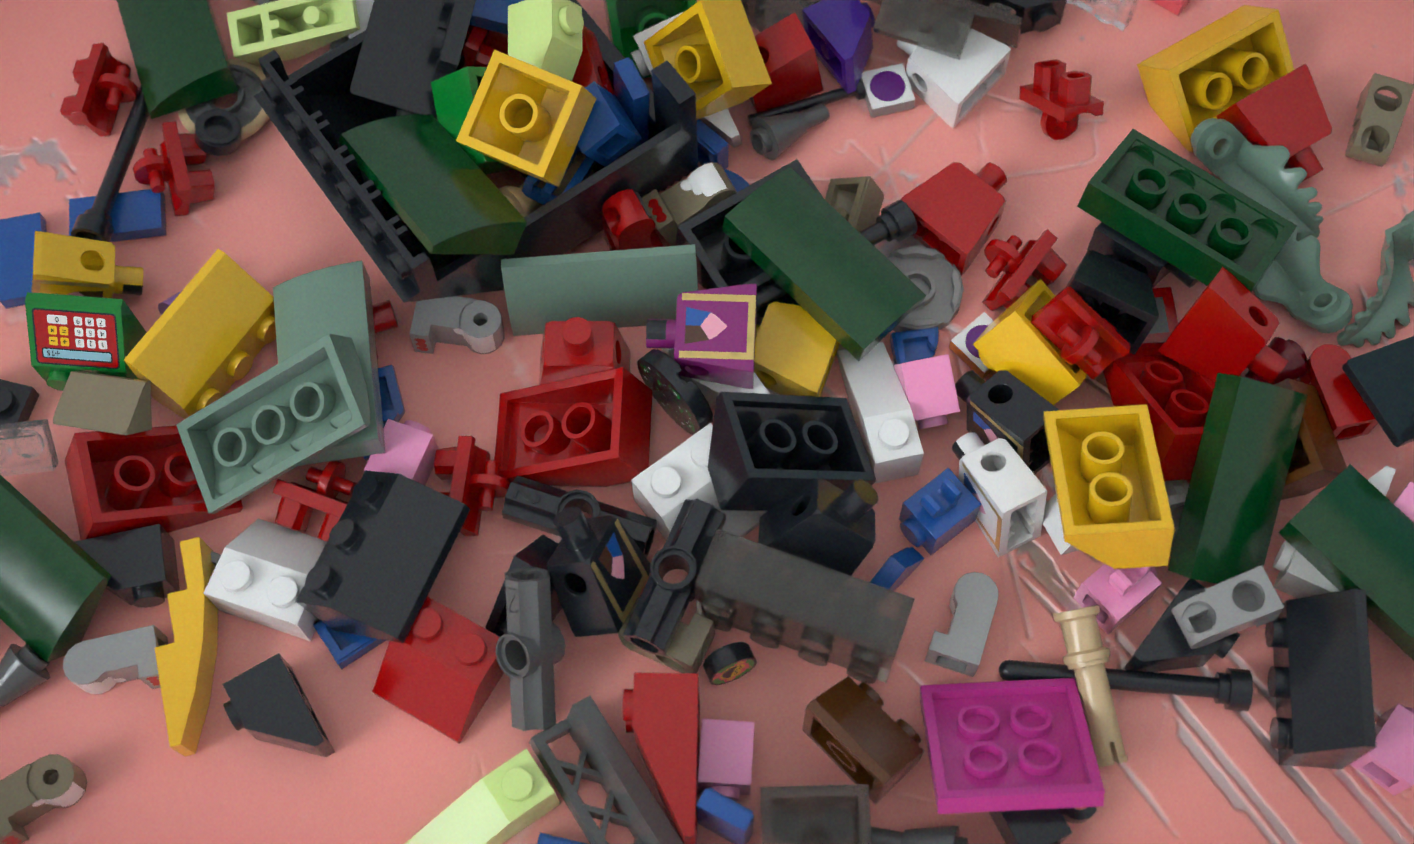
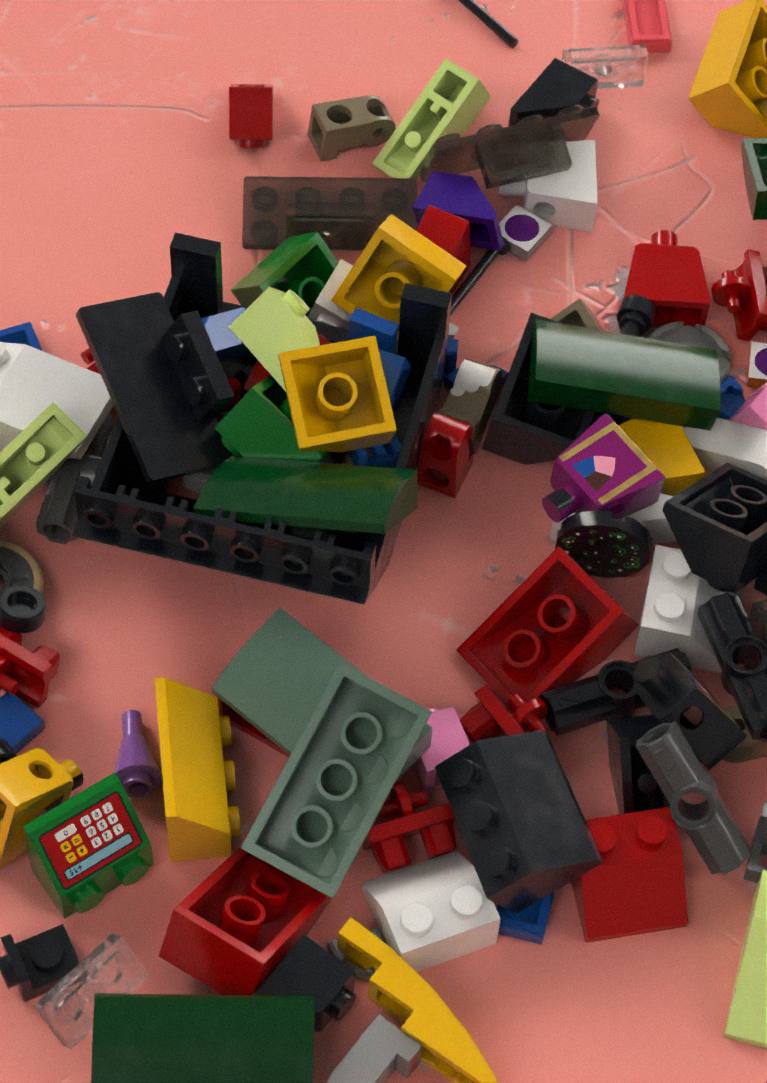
camera: 45 degrees left, 10 degrees down
(105, 403) = (163, 875): dark tan slope -> none
(275, 708) = (536, 1003): black slope -> none
(456, 322) = (357, 626): light grey leg -> none
(581, 349) = (498, 569): red torso -> none
(598, 286) = (470, 511): sand green slope -> none
(776, 133) = (475, 313): dark grey cone -> none
(1060, 97) = (661, 161): red hips -> none

